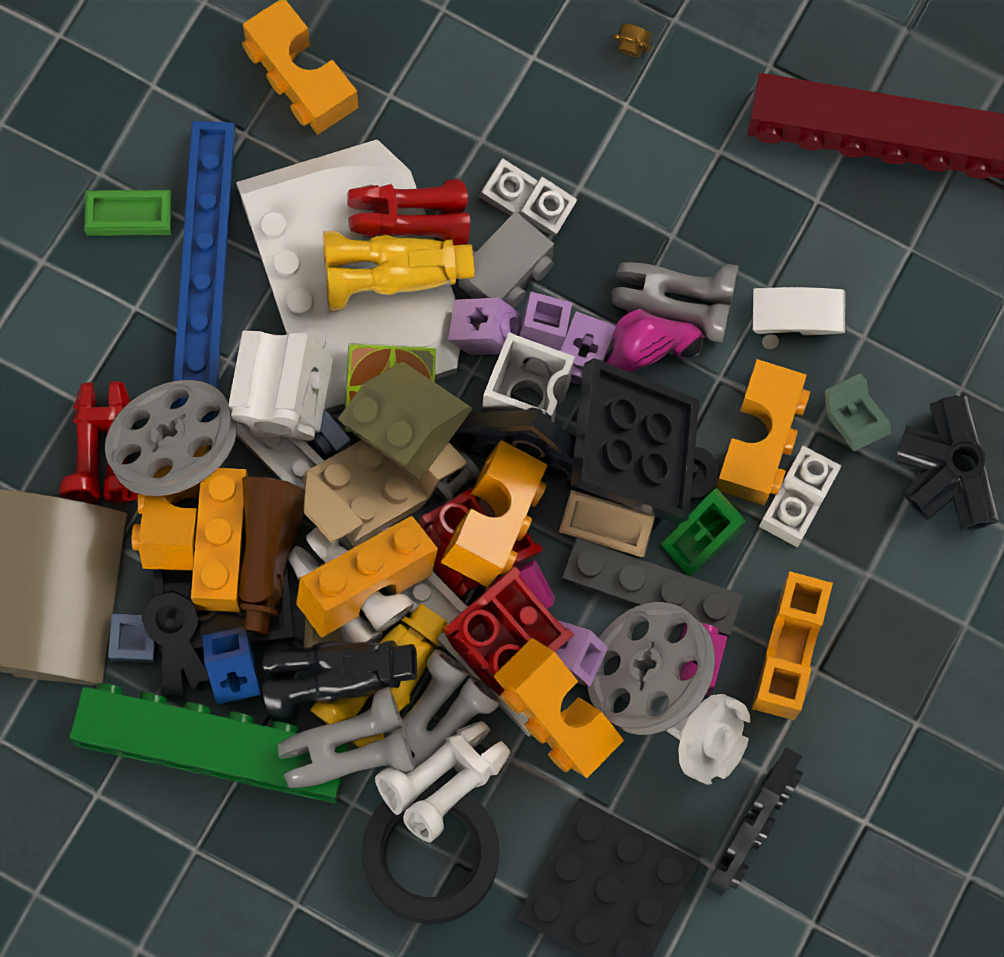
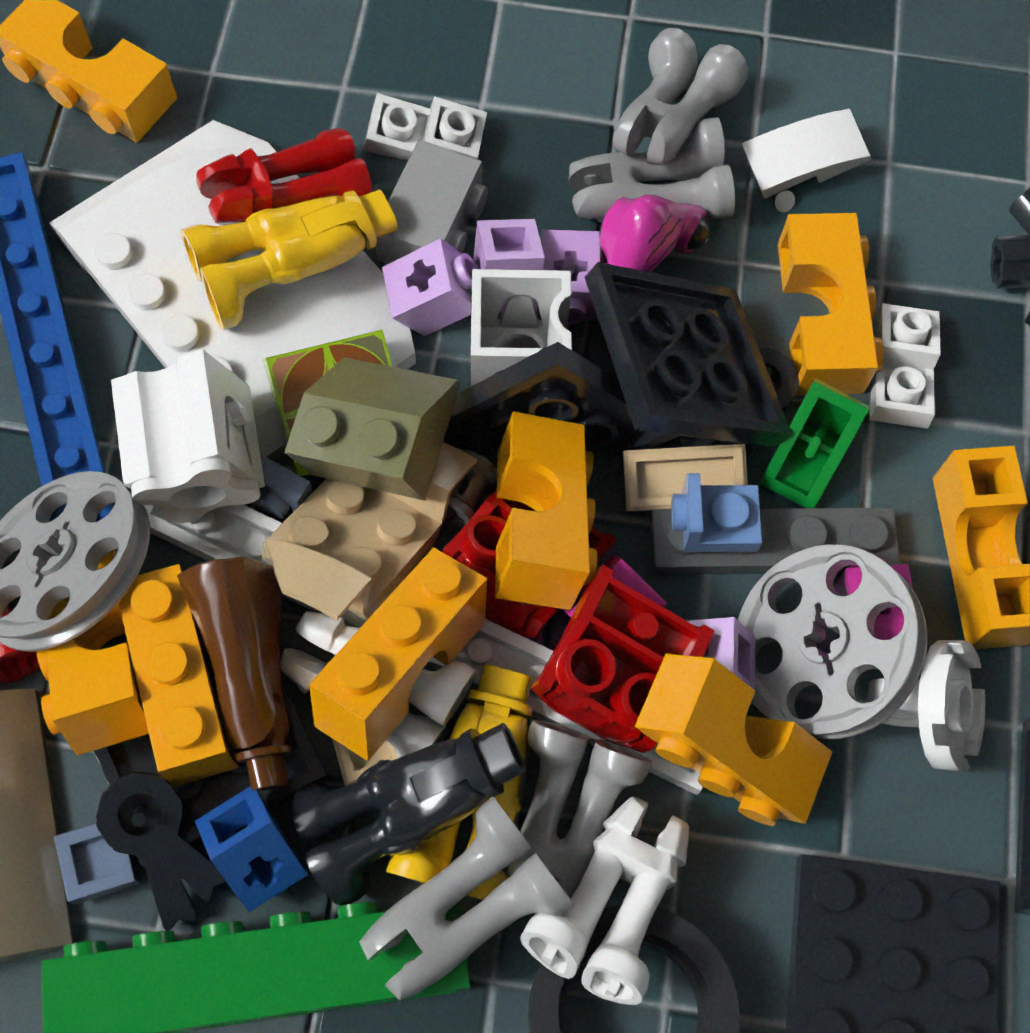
camera: 20 degrees left, 5 degrees down
(613, 559) = (717, 516): none -> medium blue bracket
(727, 212) = (674, 67): none -> light grey piece
(855, 412) = (928, 246): sand green bracket -> none

